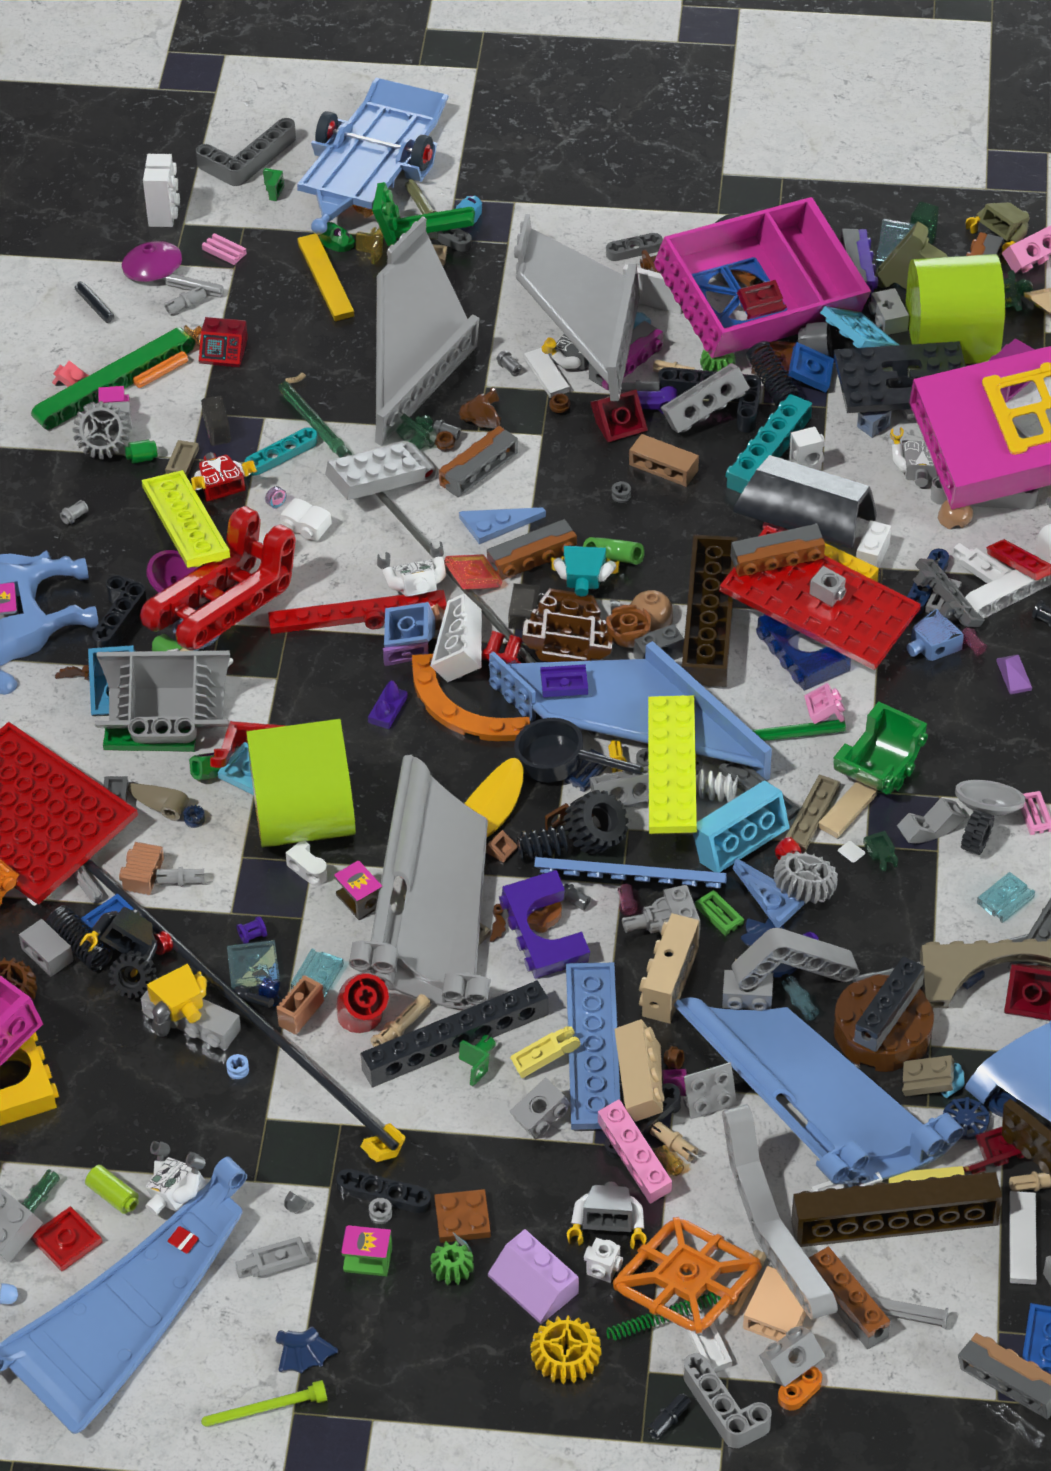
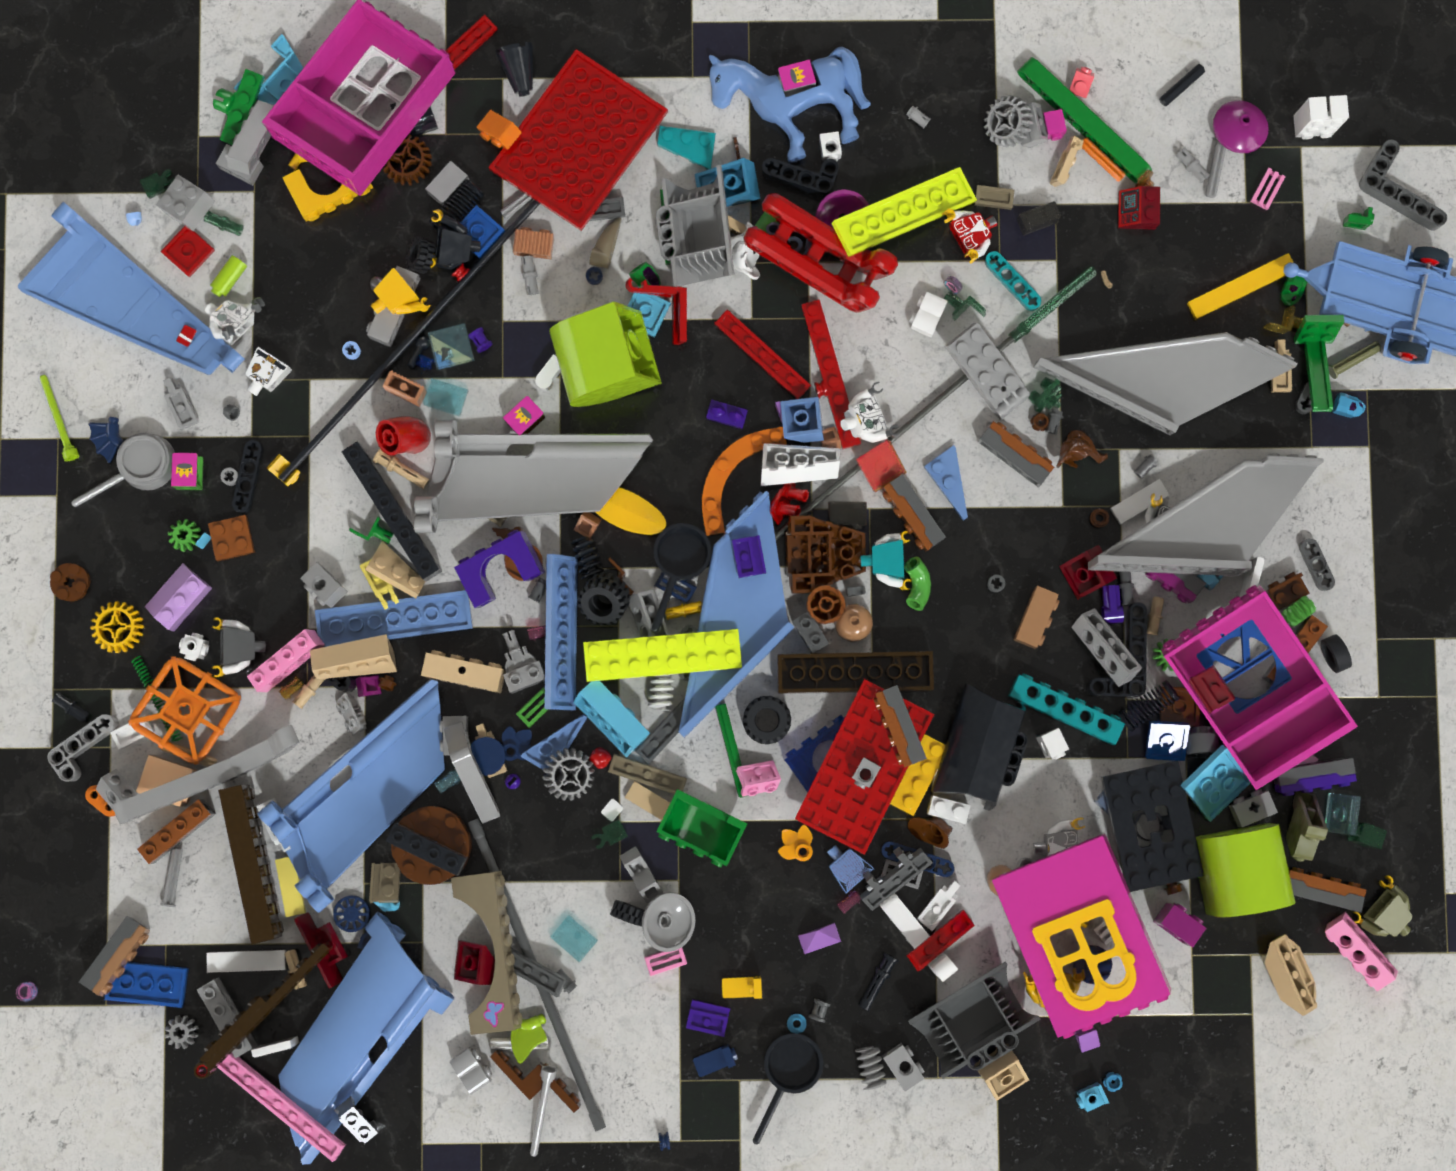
camera: 80 degrees right, 35 degrees up
(54, 714) = (689, 144): none -> teal wing
(90, 587) = (830, 139): none -> white brick
(141, 451) = (996, 160): green brick -> none
(158, 395) = (1066, 161): none -> tan hinge
(251, 1153) = (265, 372): none -> white torso
(301, 491) = (960, 305): none -> clear green bracket
(322, 667) = (762, 354): none -> red plate
(346, 1306) = (142, 461): none -> light grey piece
(492, 1393) = (59, 578): none -> reddish brown plate
(532, 1034) = (393, 570): none -> tan wing
(761, 679) = (779, 708): none -> black tyre
(897, 561) = (933, 831): none -> reddish brown piece
(904, 682) = (794, 842): none -> light orange plate
(1014, 290) = (1296, 927): clear green hips -> none

